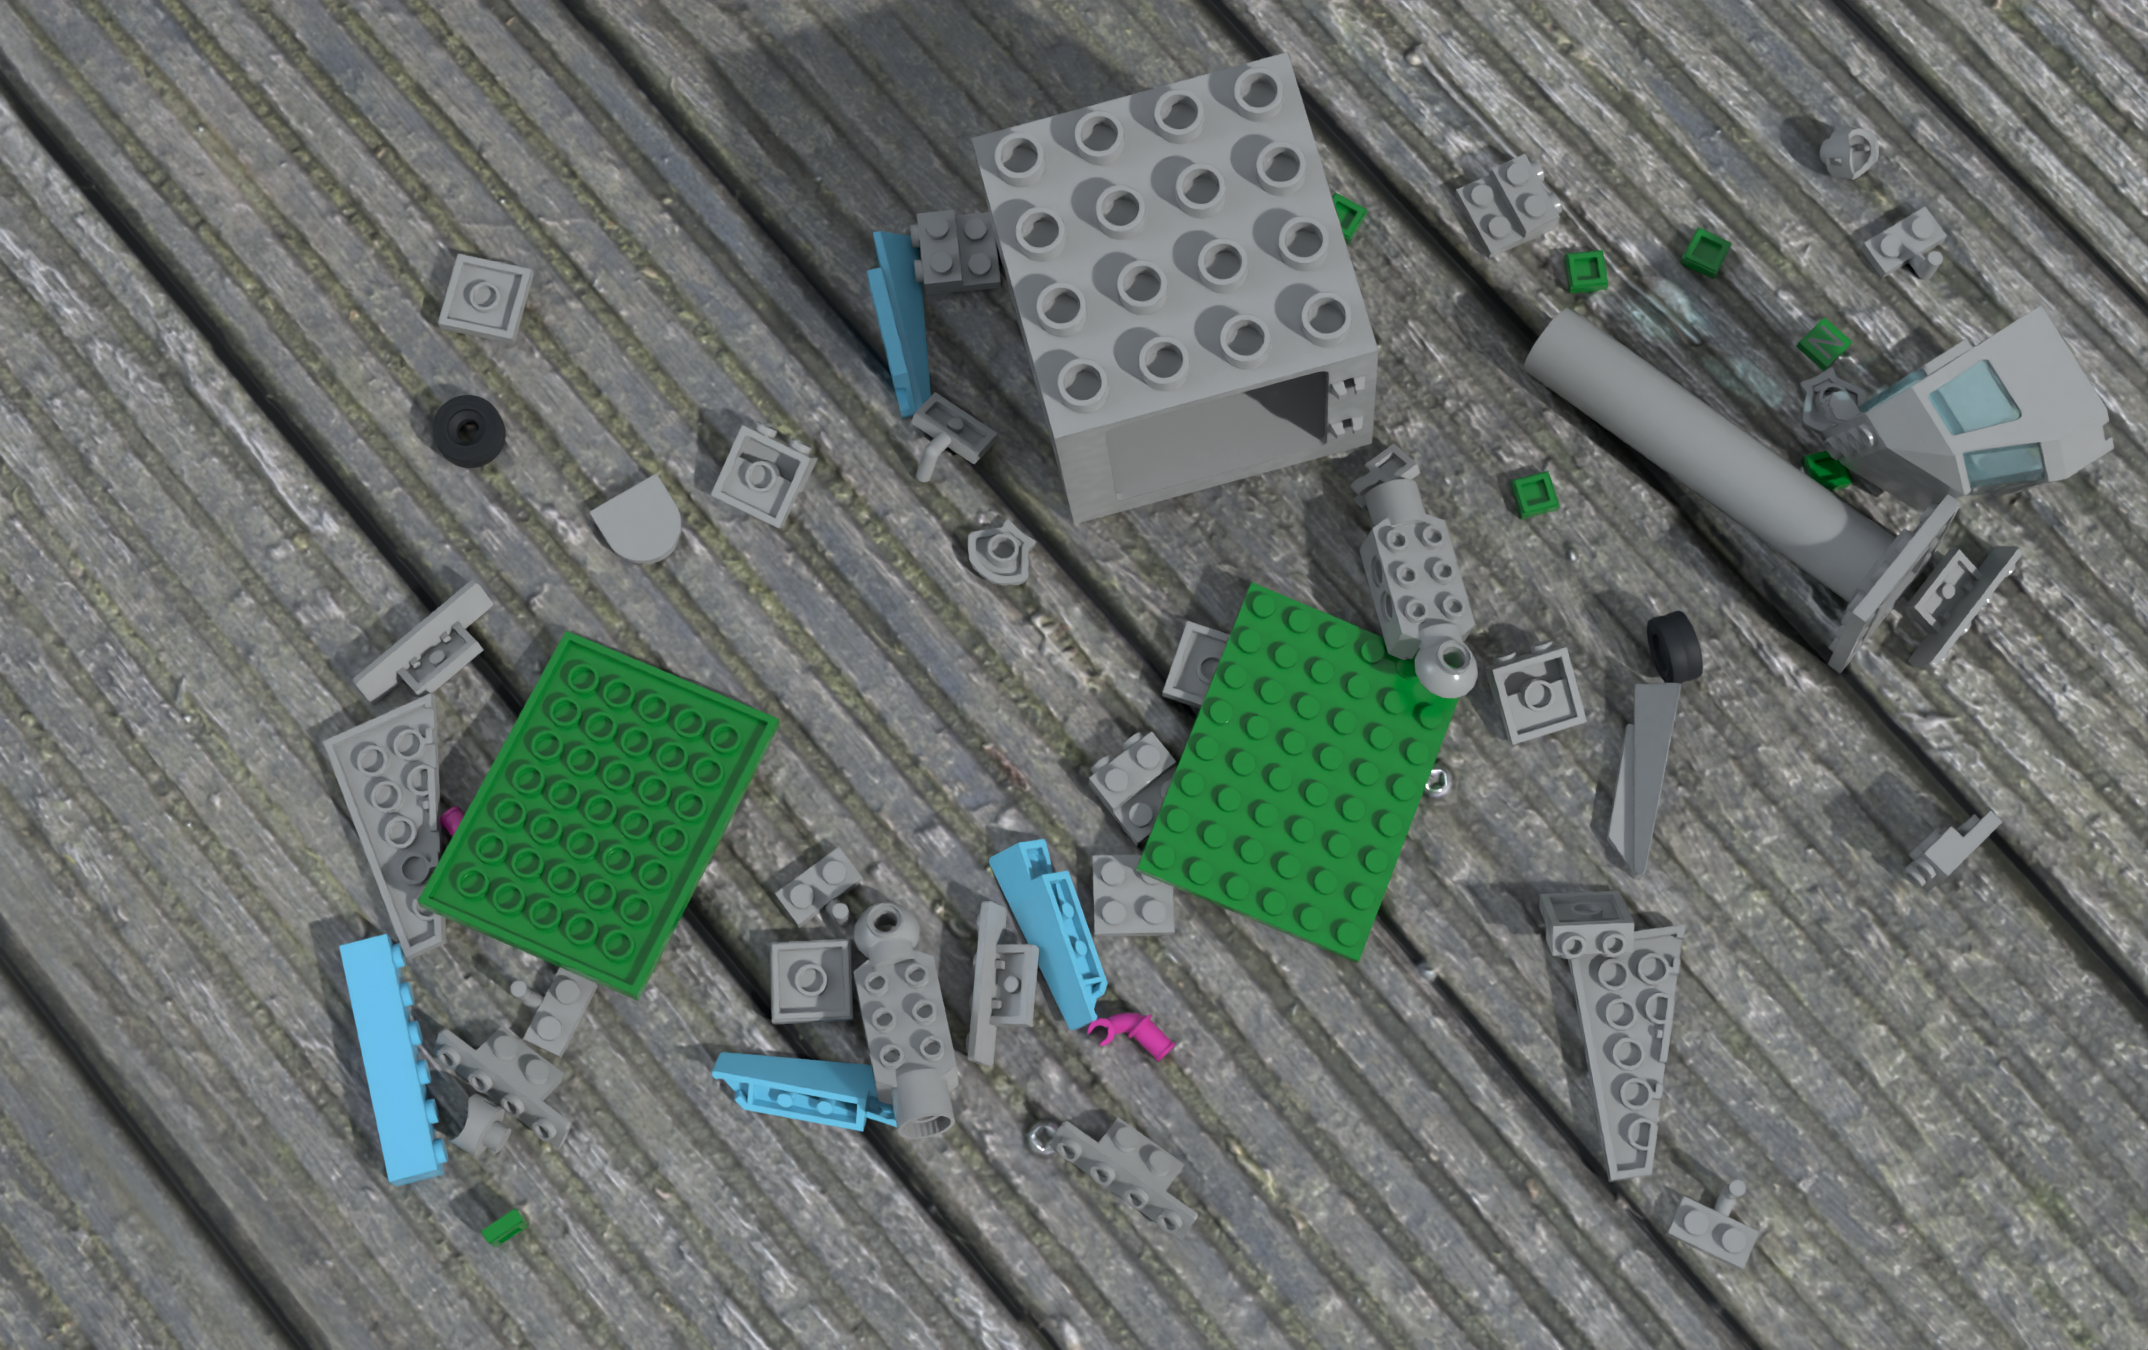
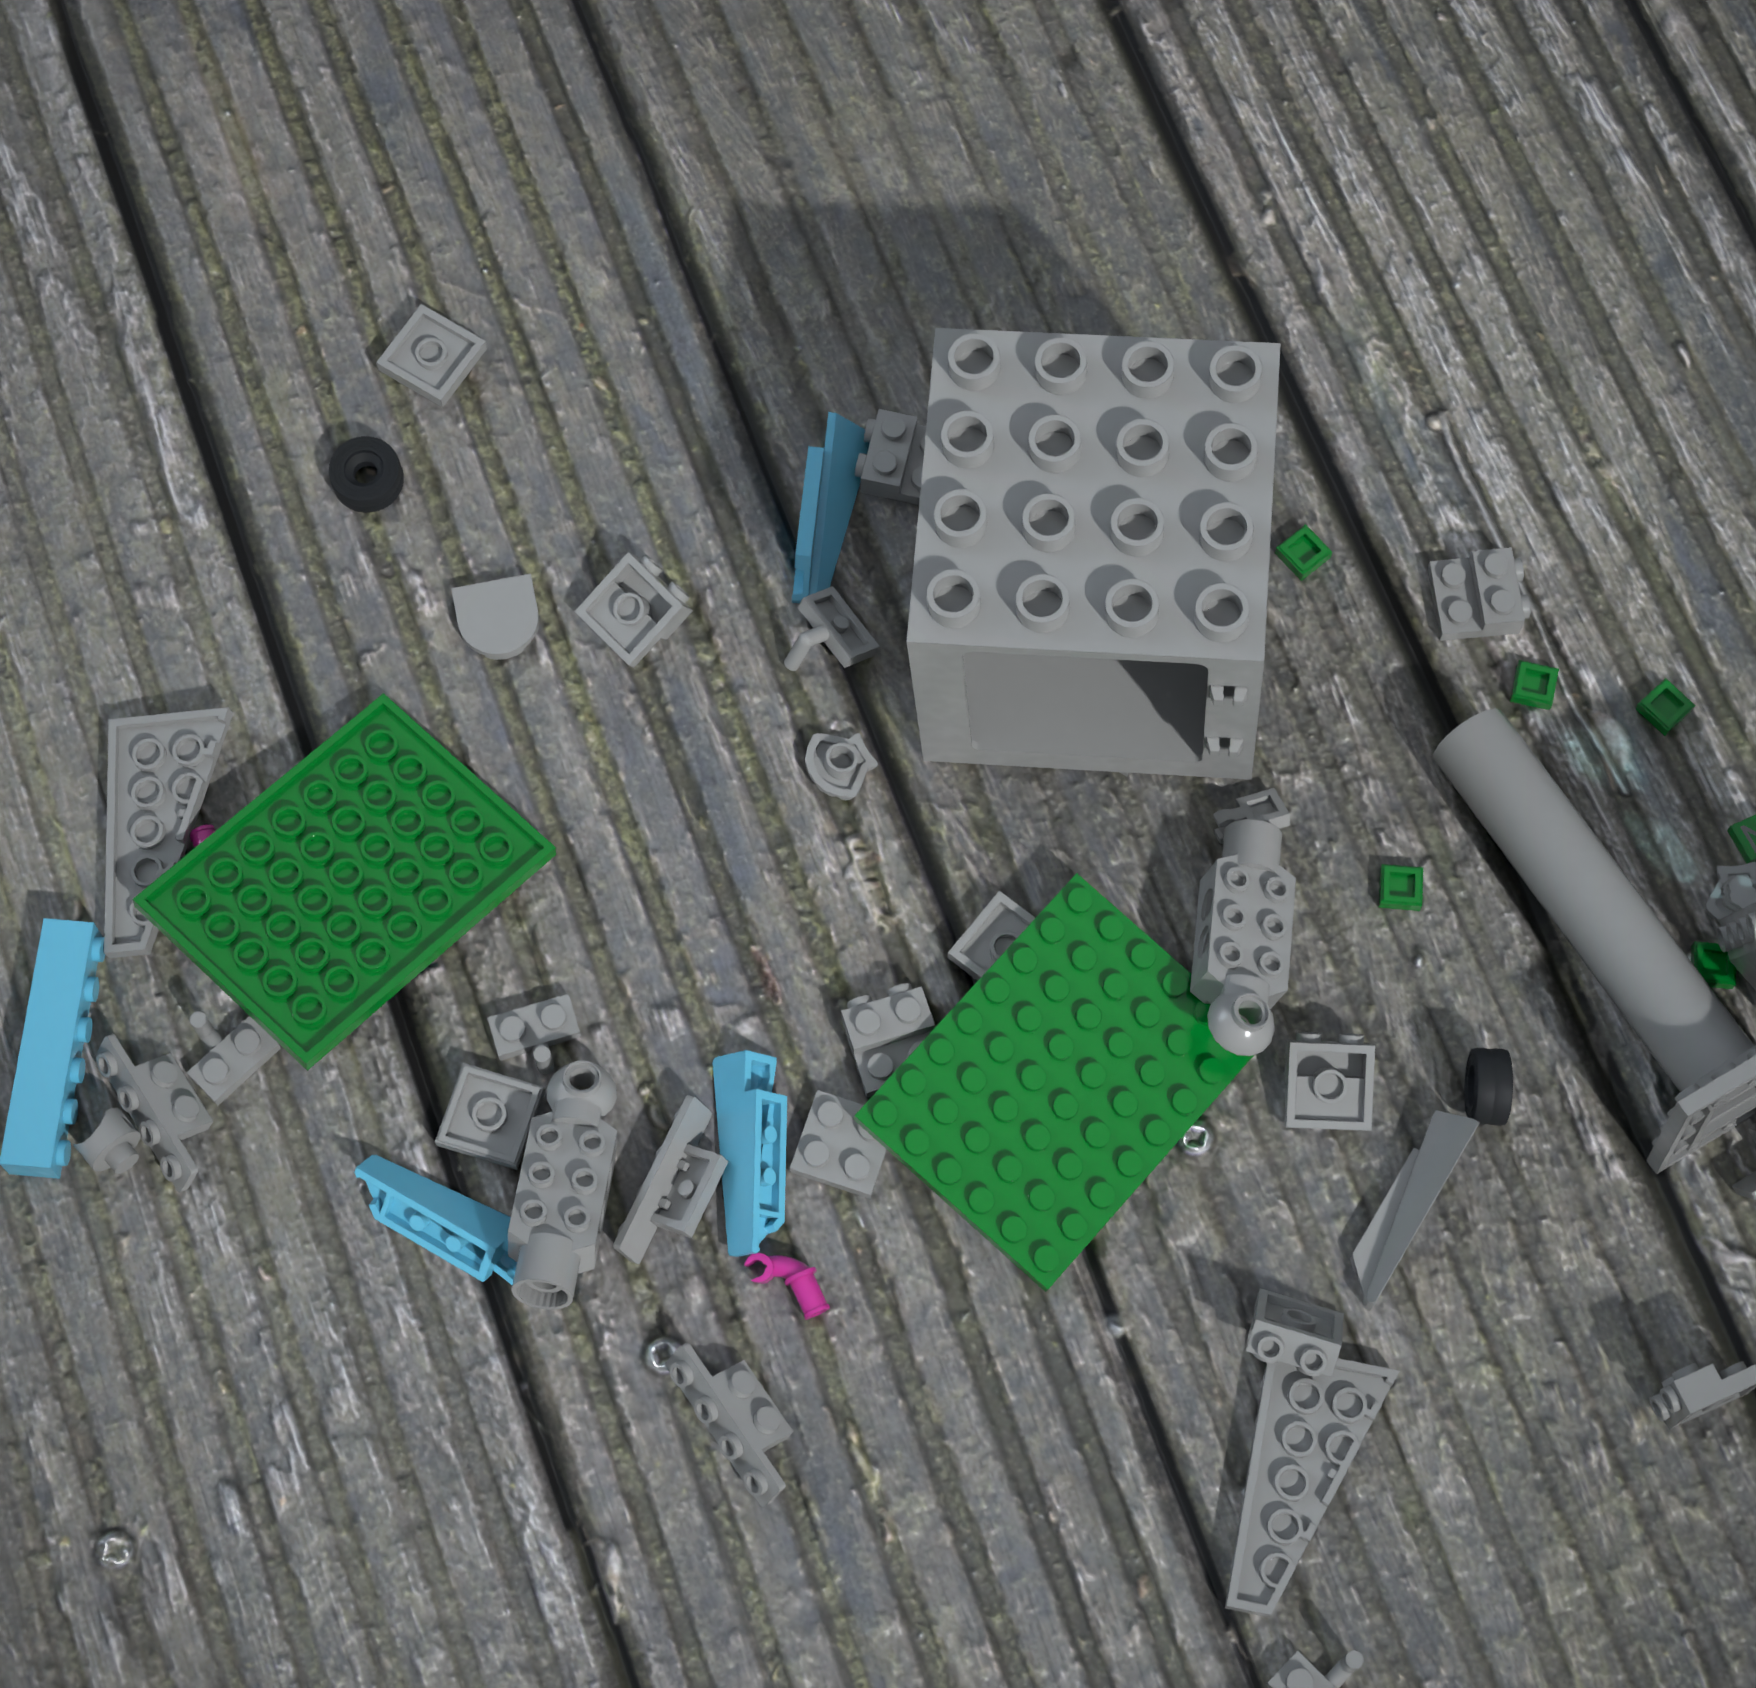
camera: 20 degrees right, 5 degrees down
(430, 650) = (245, 667): light grey bracket -> none
(505, 1228) = (95, 1251): green tile -> none

